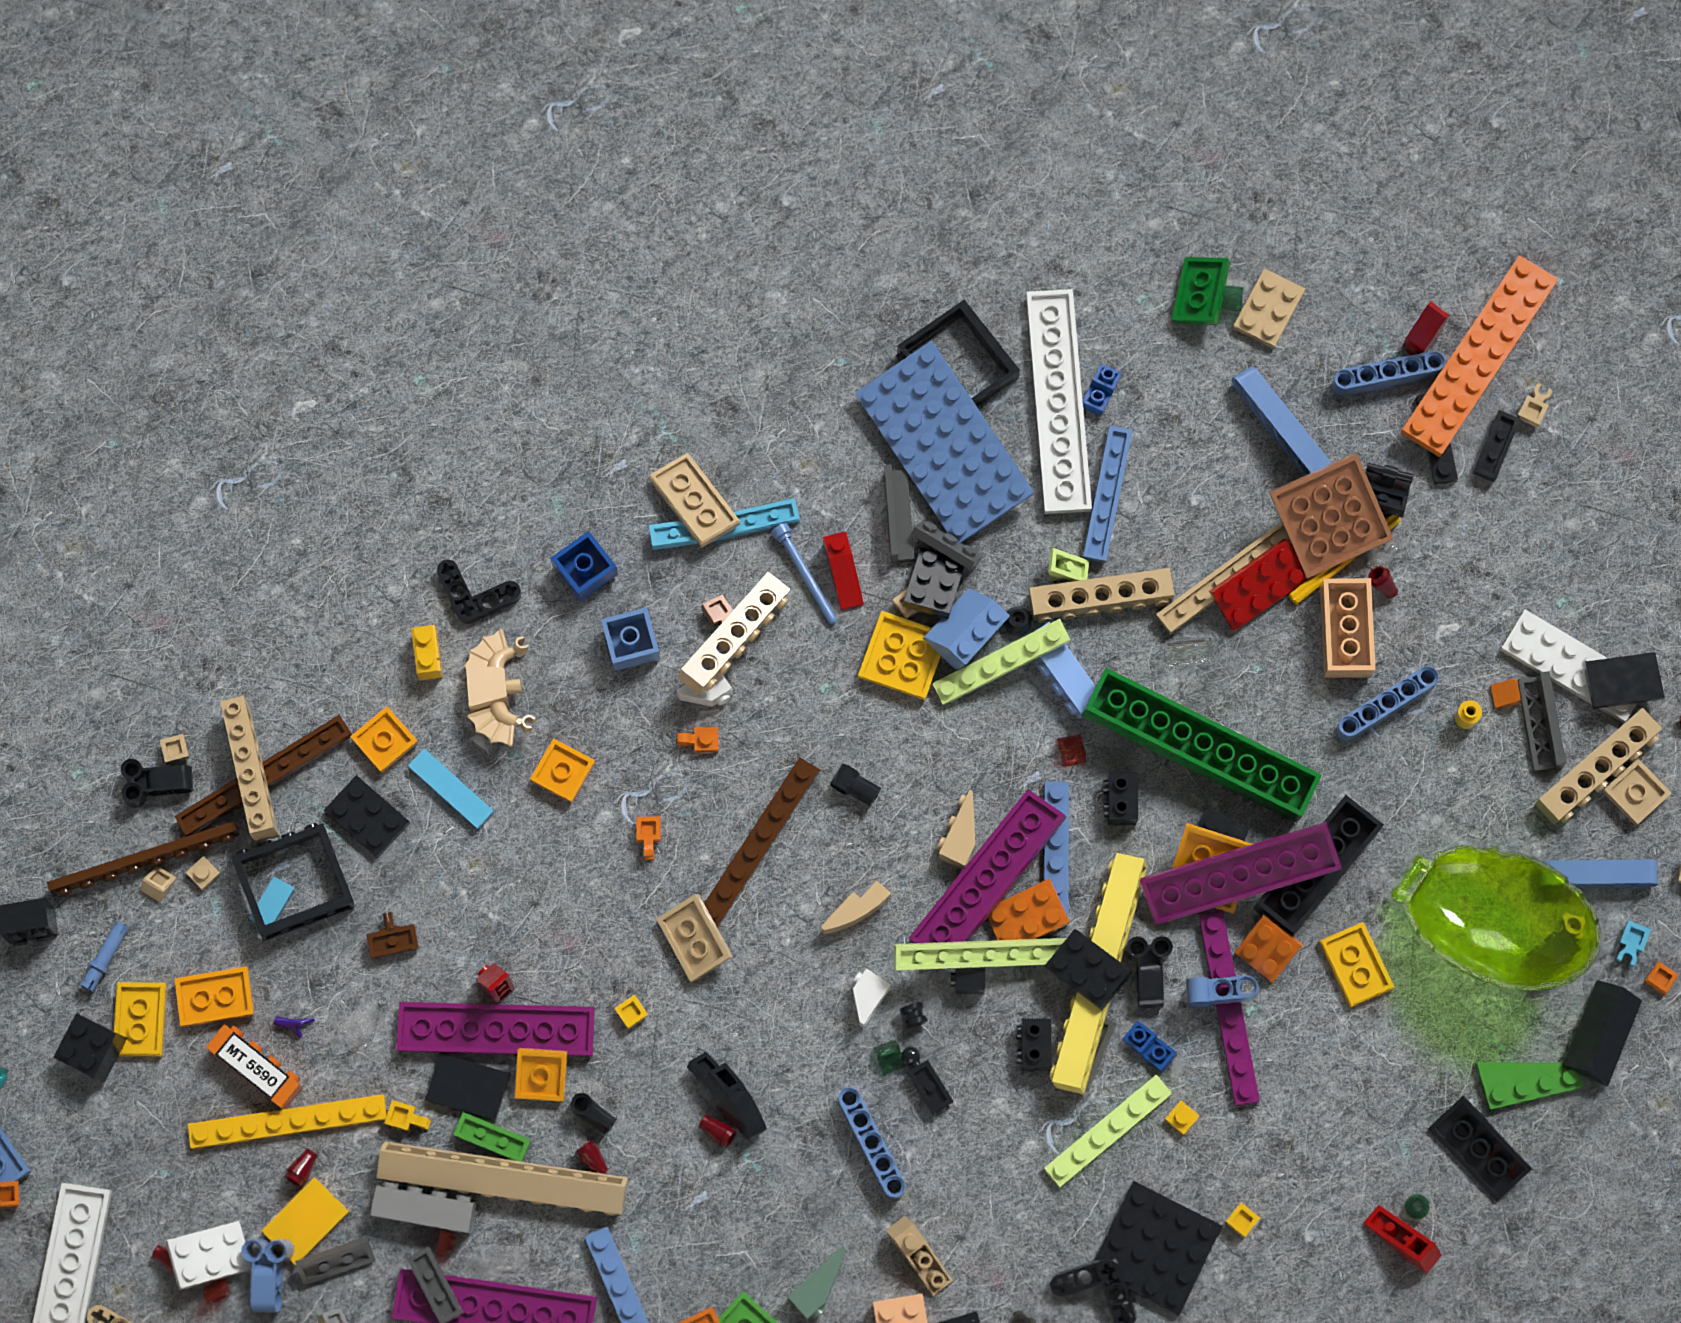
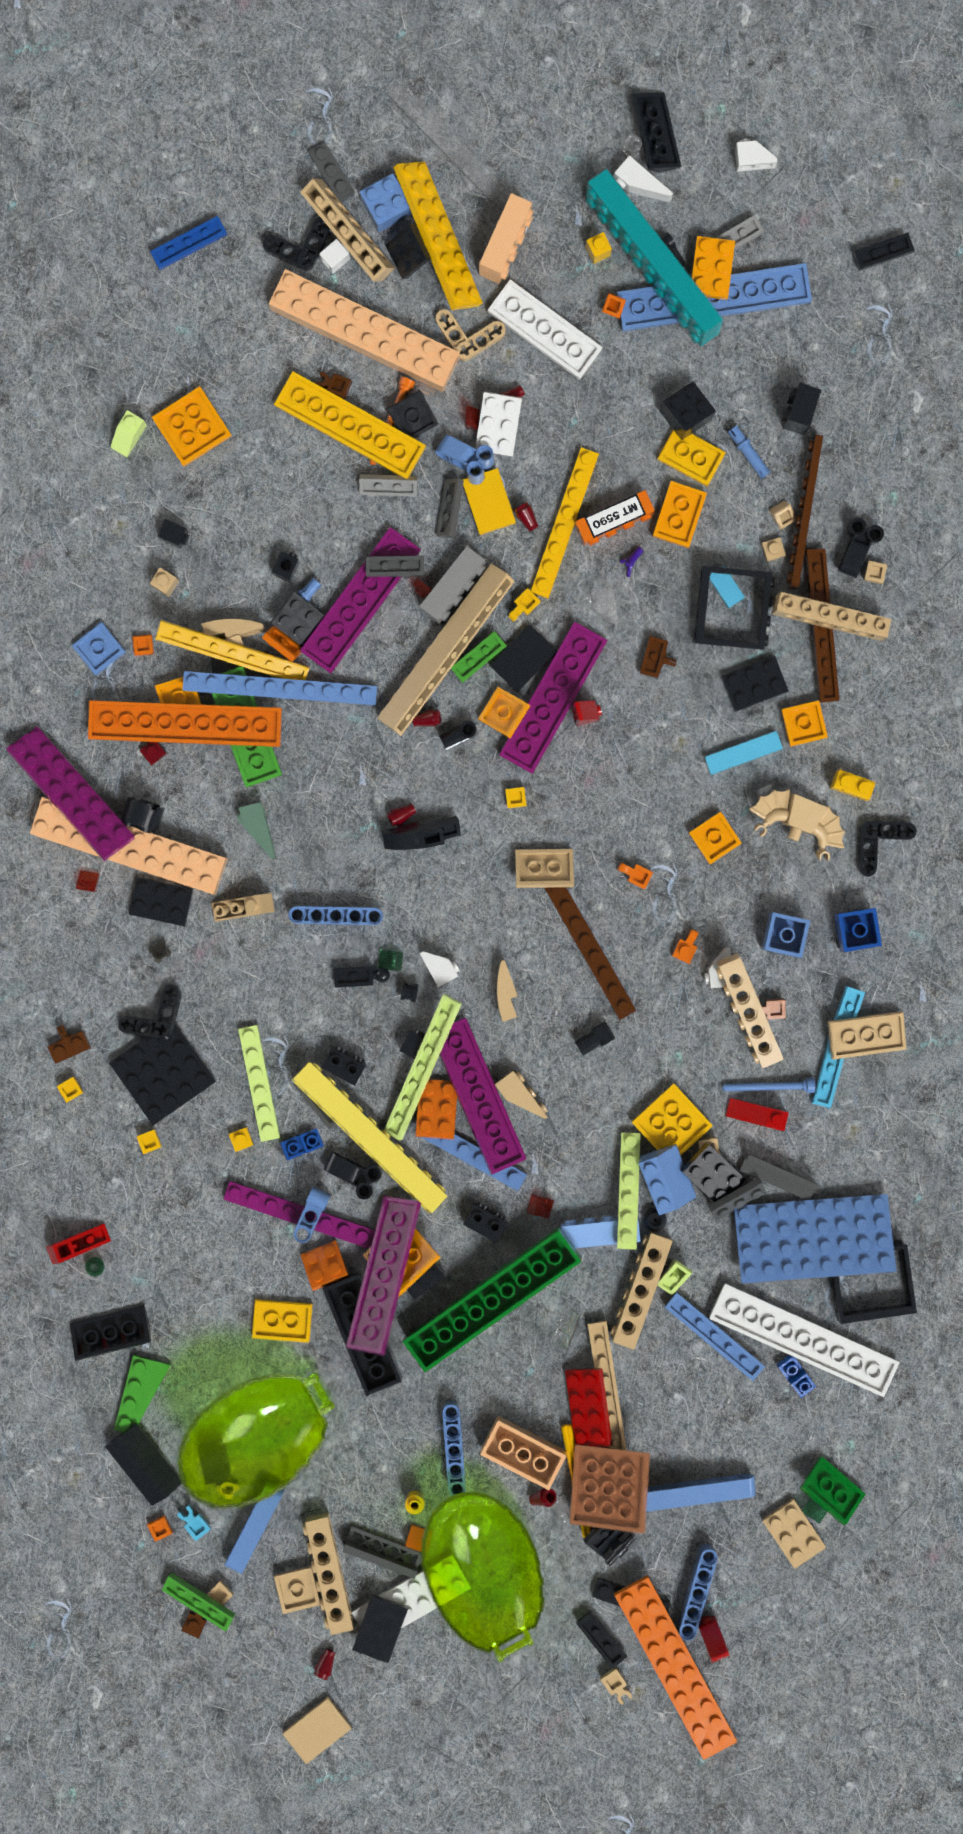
camera: 115 degrees right, 15 degrees up
(1088, 969) = (374, 1130): black plate -> none
(1497, 599) = (483, 1572): none -> clear neon green windscreen

